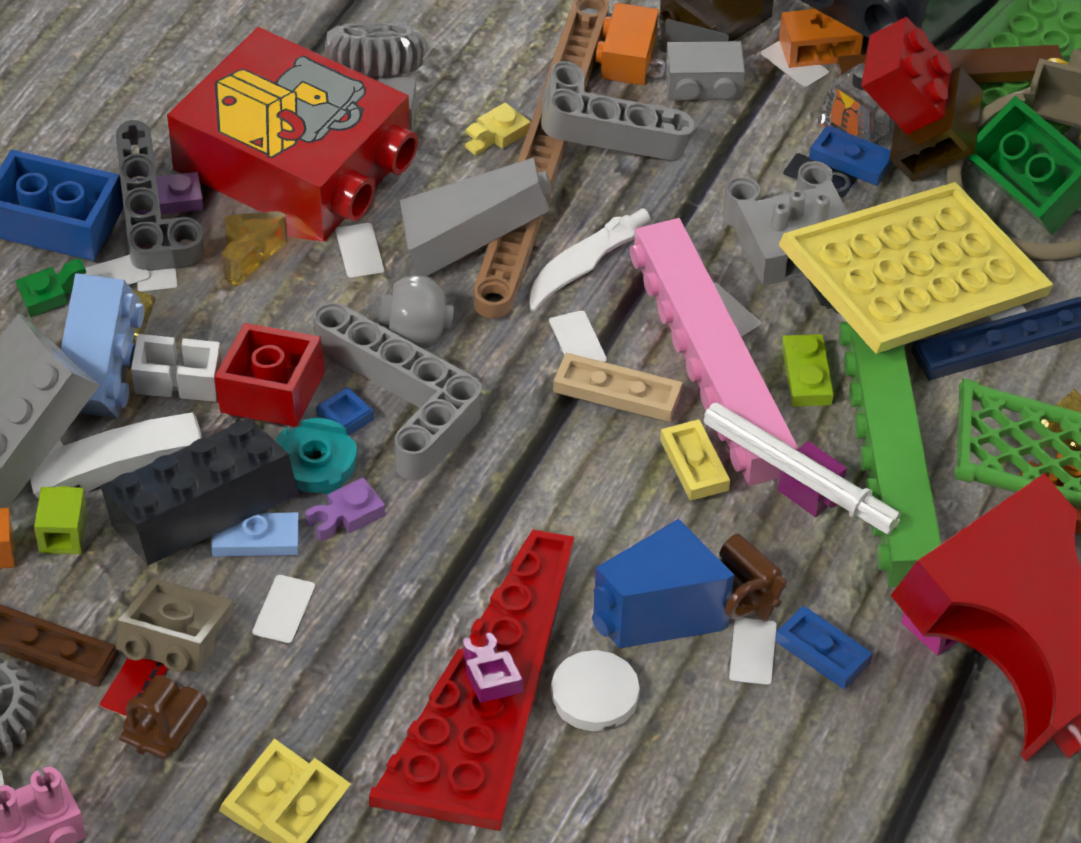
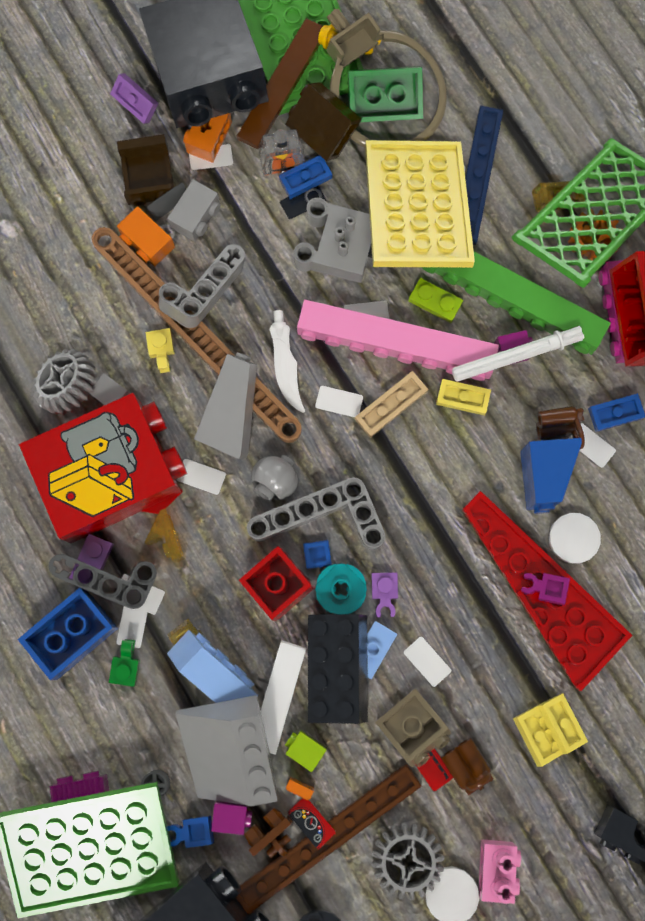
camera: 55 degrees left, 30 degrees up
(157, 371) = (233, 640): white piece -> none
(906, 75) = (299, 116): red brick -> none

